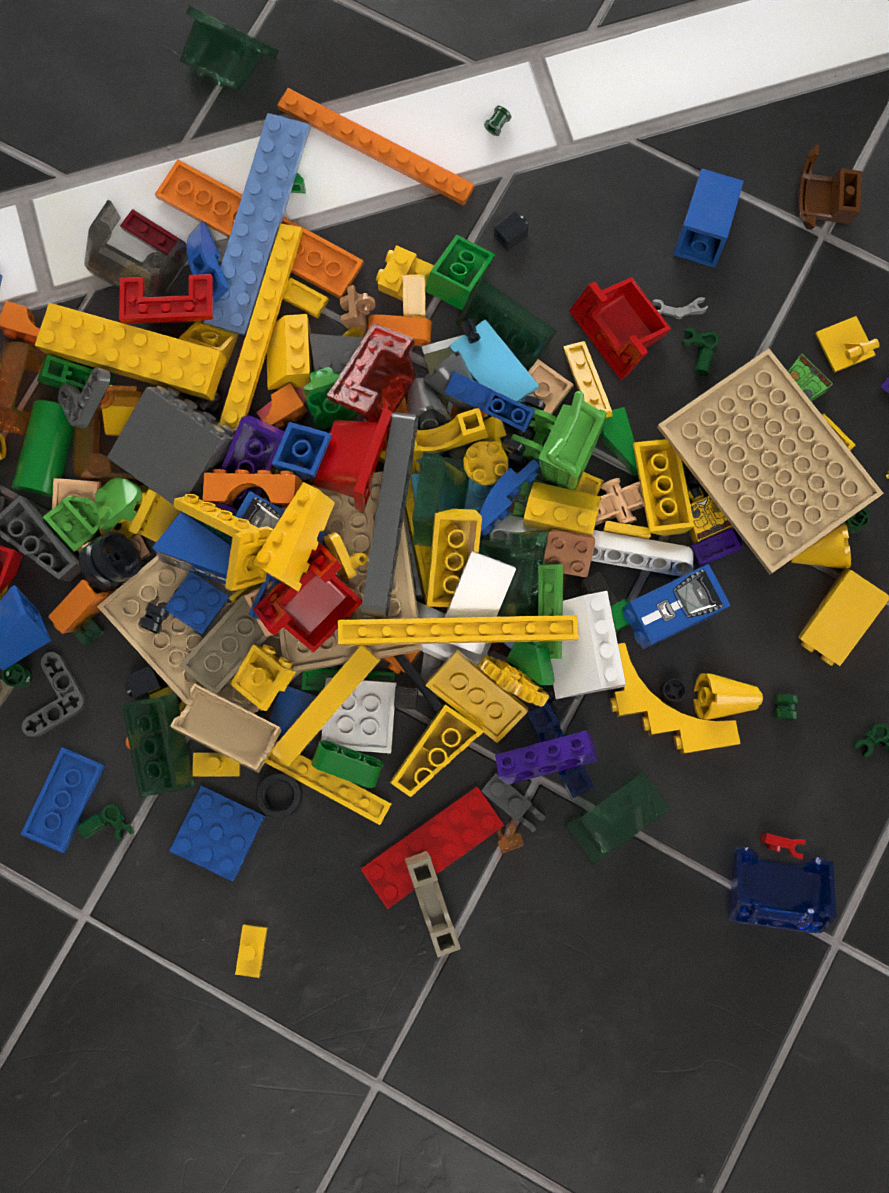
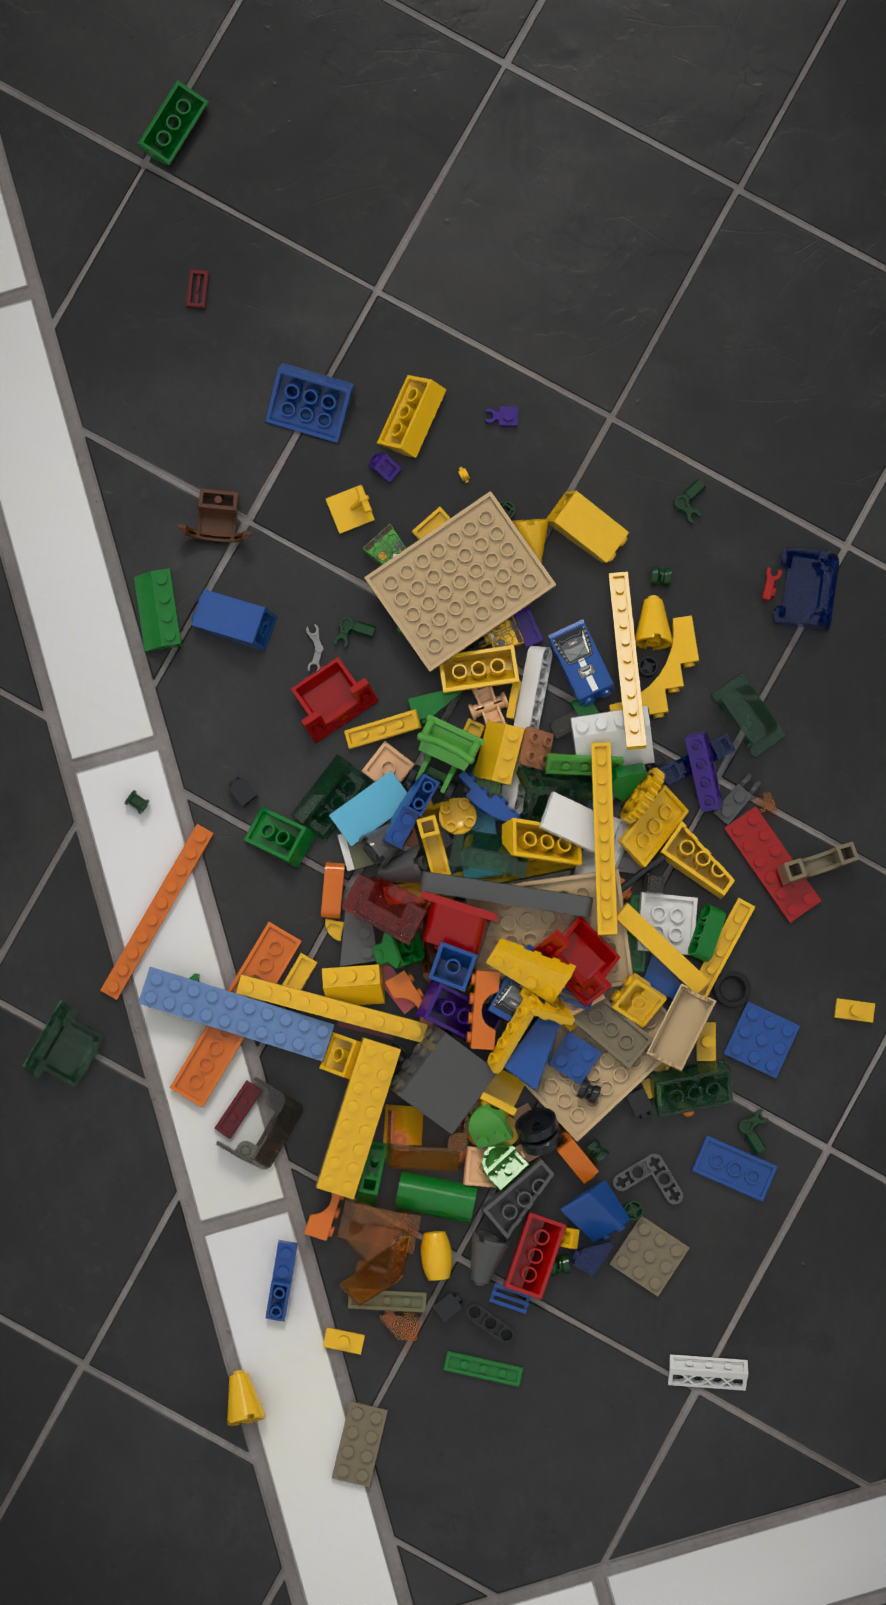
camera: 95 degrees left, 5 degrees up
(81, 407) = (414, 1157): dark grey beam -> none
(171, 309) = (318, 1085): red windscreen -> none
(203, 259) = (269, 1061): blue slope -> none
(338, 550) = (546, 928): yellow piece -> none
(358, 306) = (313, 924): medium nougat hips -> none
(400, 263) = (282, 884): yellow plate -> none
(414, 295) = (304, 876): yellow tile -> none
(470, 330) = (339, 827): black piece -> none
(678, 660) = (627, 661): none -> yellow plate
(716, 140) = (158, 610): none -> green slope

